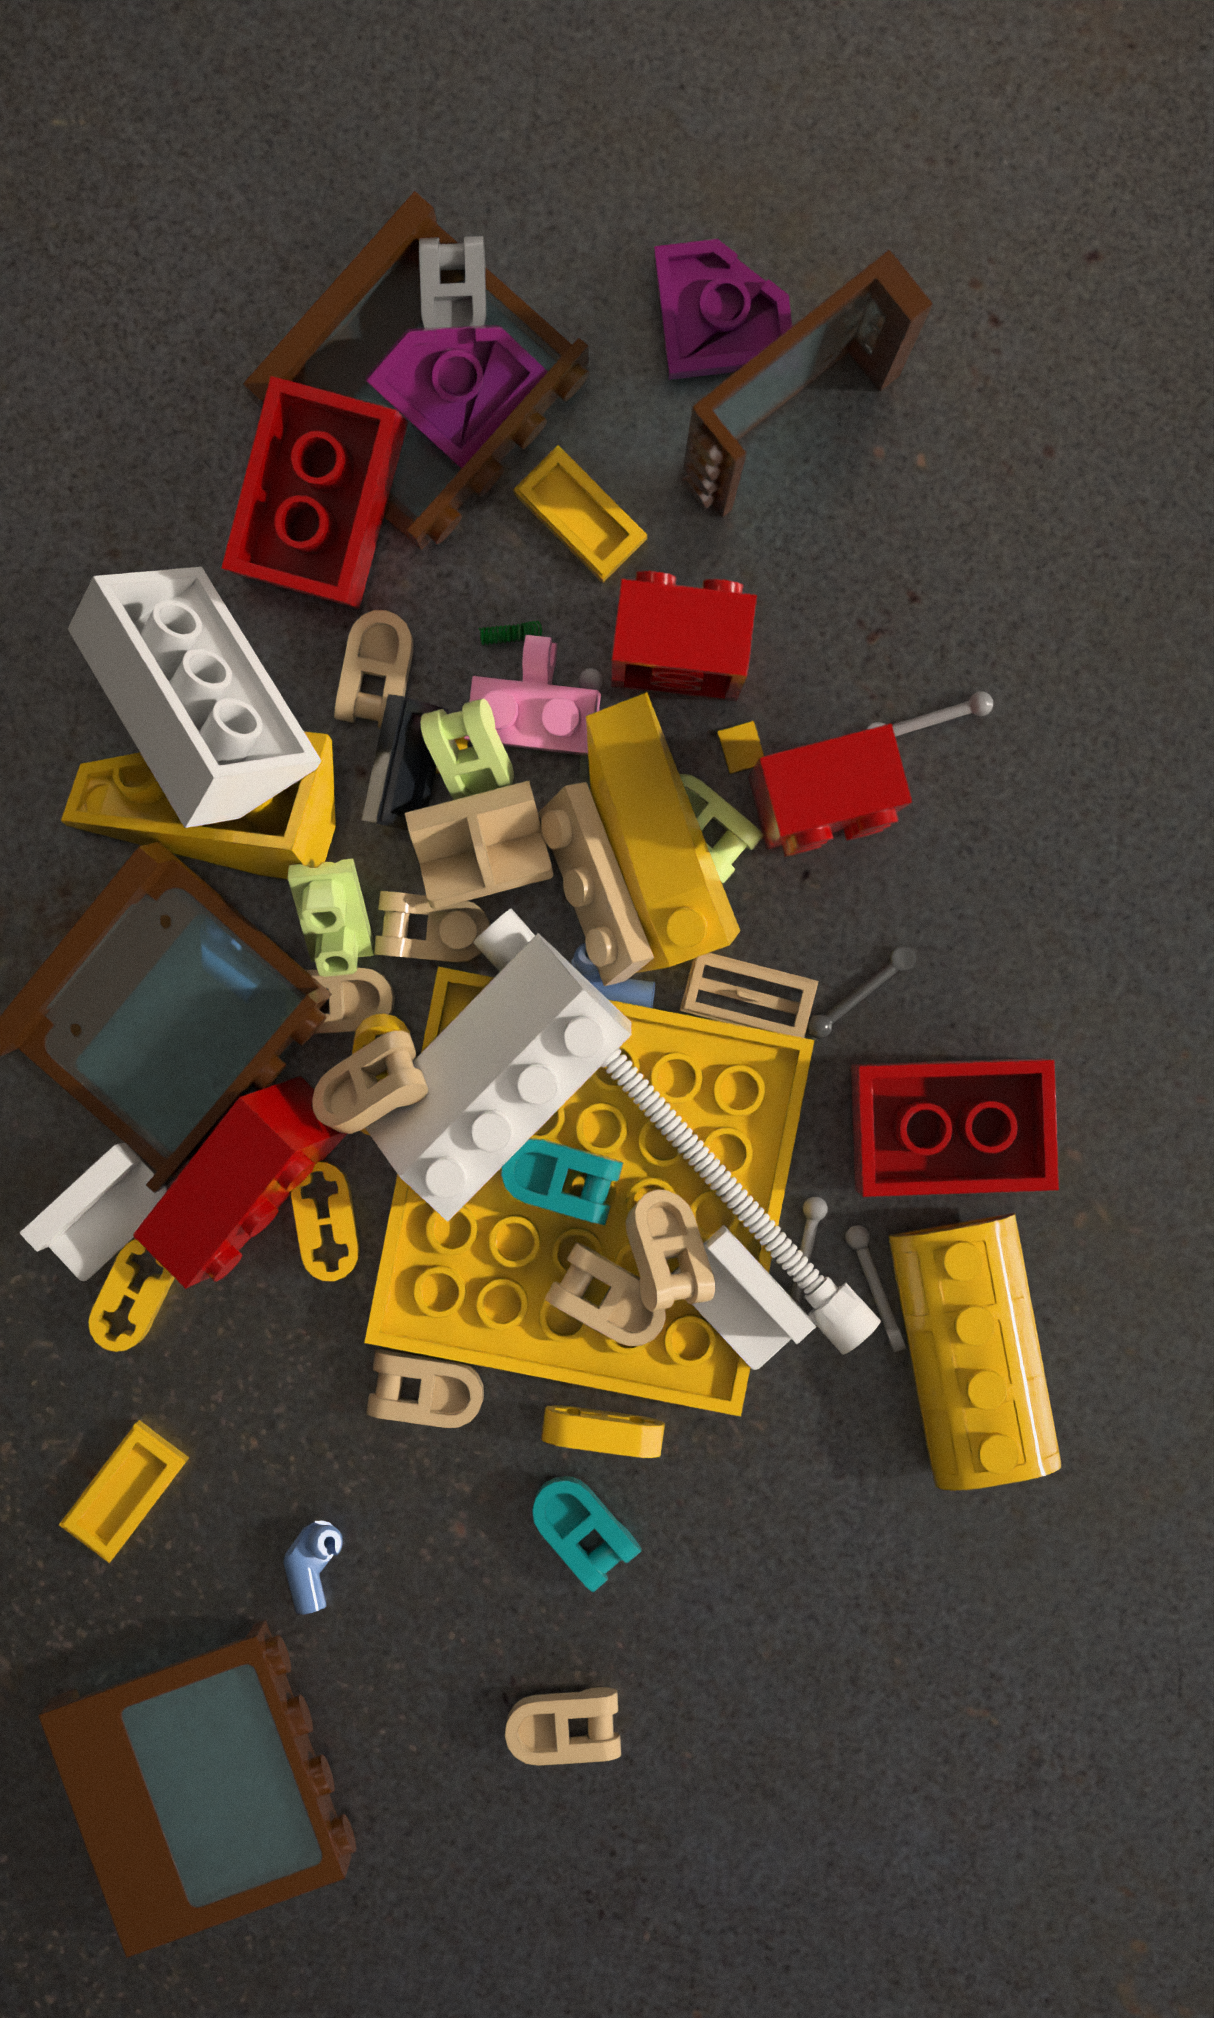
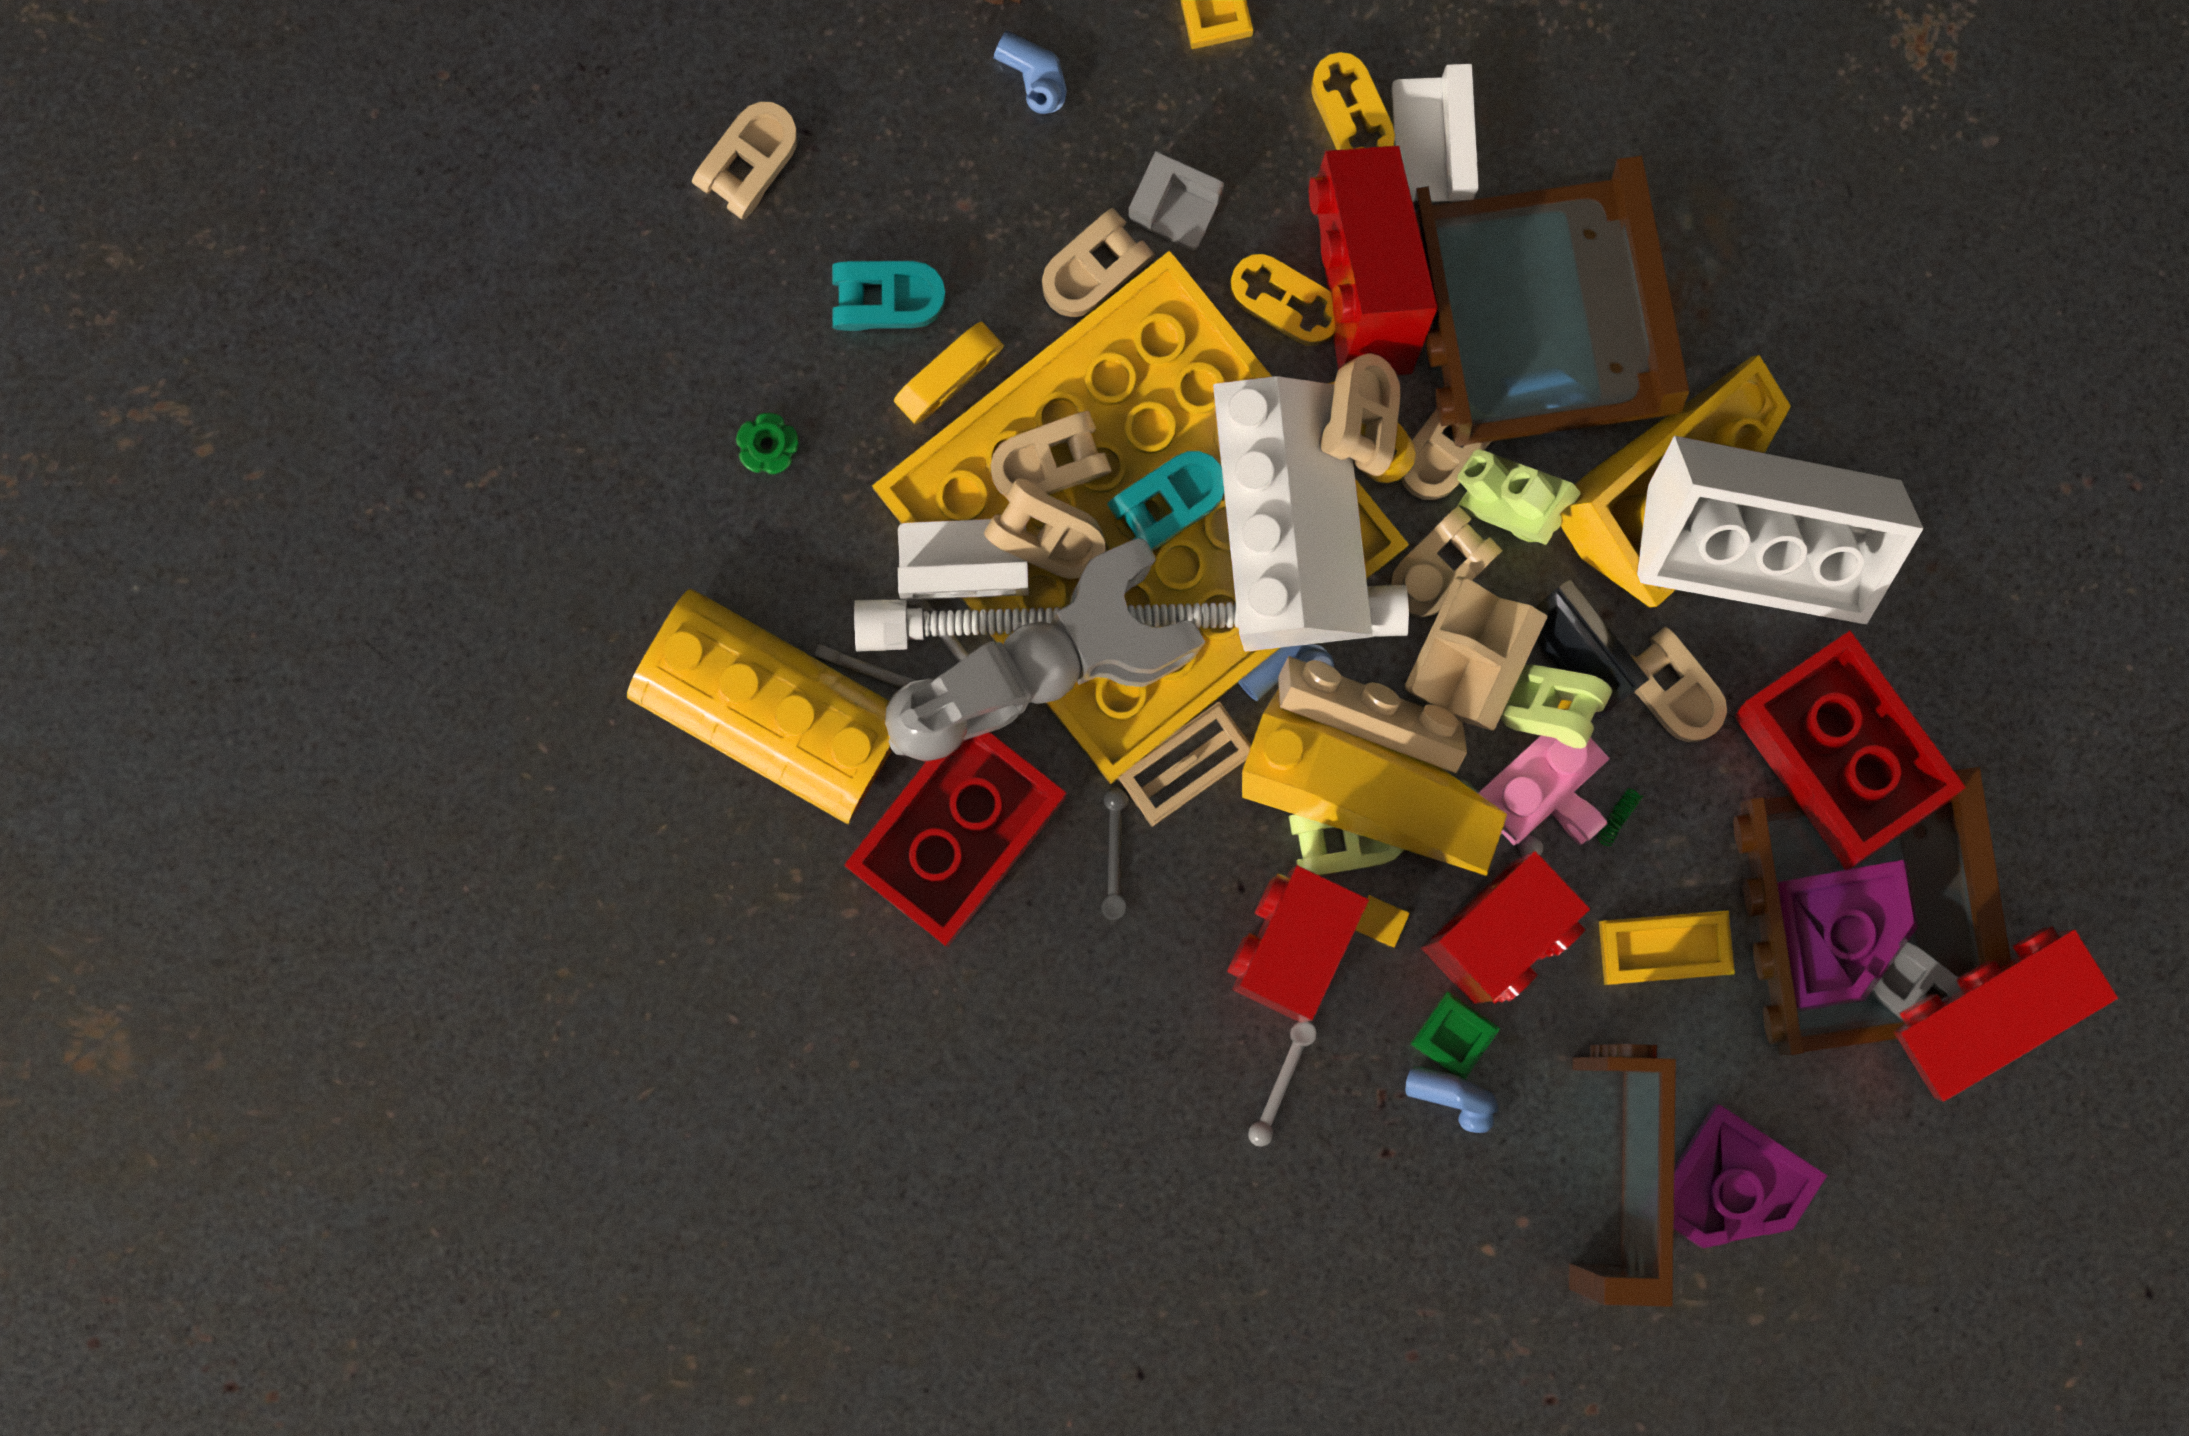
camera: 125 degrees right, 5 degrees down
(321, 1370) = (1175, 201): none -> light grey panel
(424, 199) = (2003, 1011): none -> red brick
(770, 1506) = (771, 460): none -> green plate
(777, 1170) = (1044, 661): none -> light grey piece
(784, 619) = (1455, 1035): none -> green tile
(823, 565) = (1456, 1092): none -> medium blue arm

